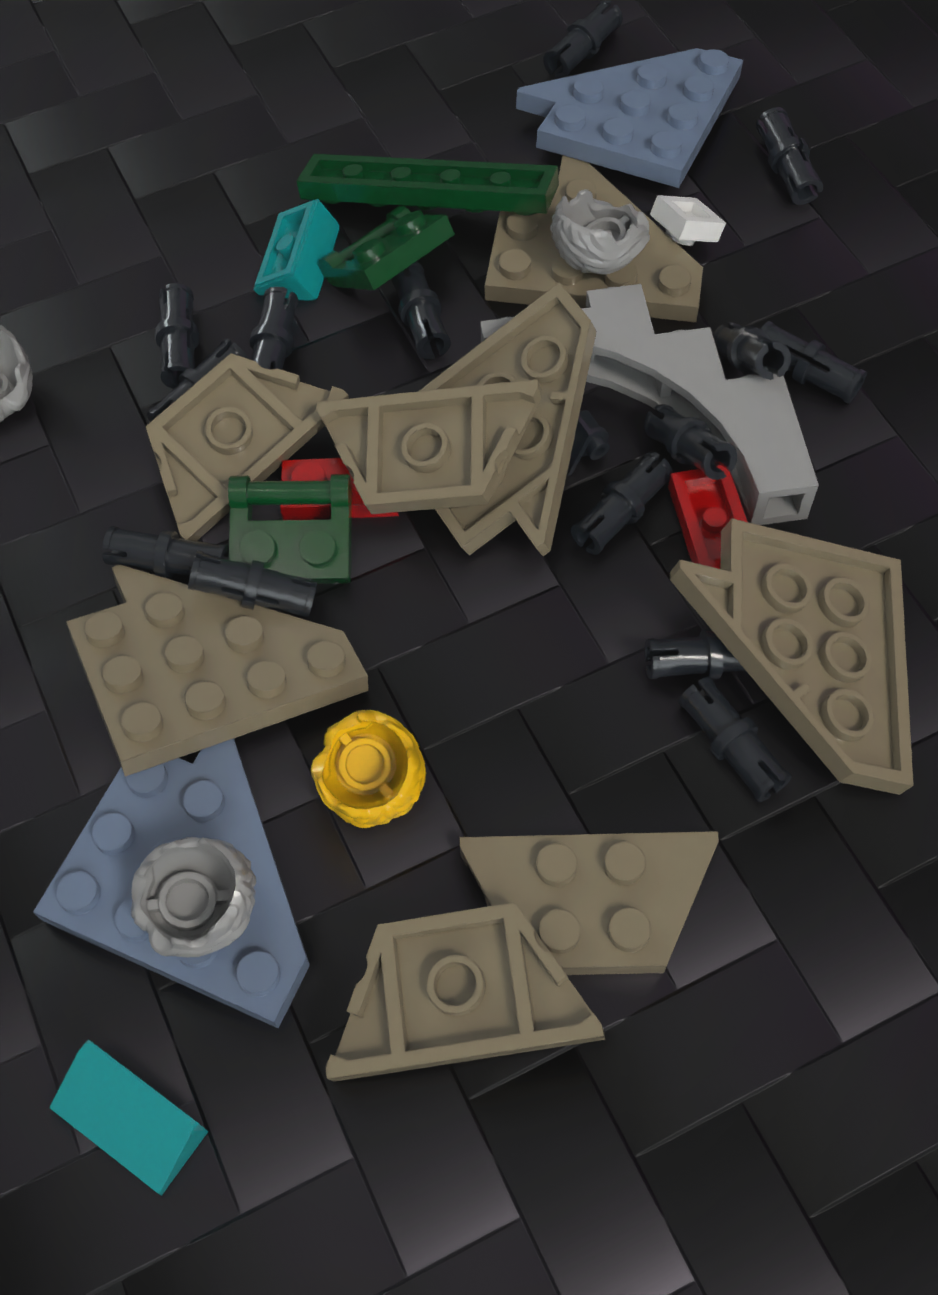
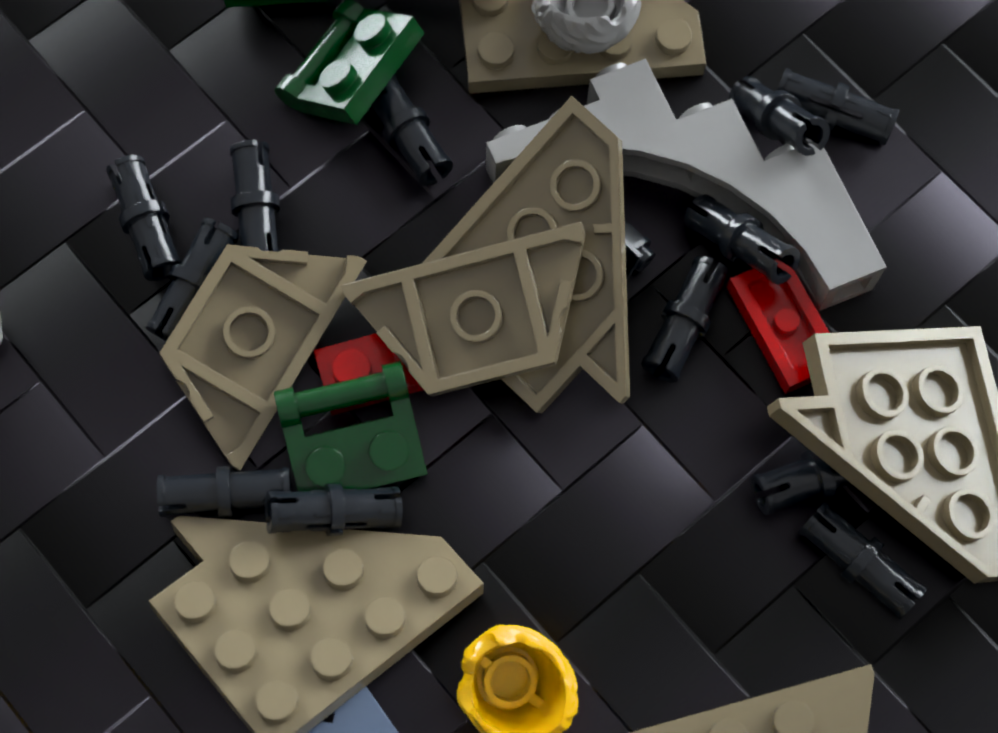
camera: 20 degrees left, 10 degrees up
(294, 251) = (243, 77): teal slope -> none

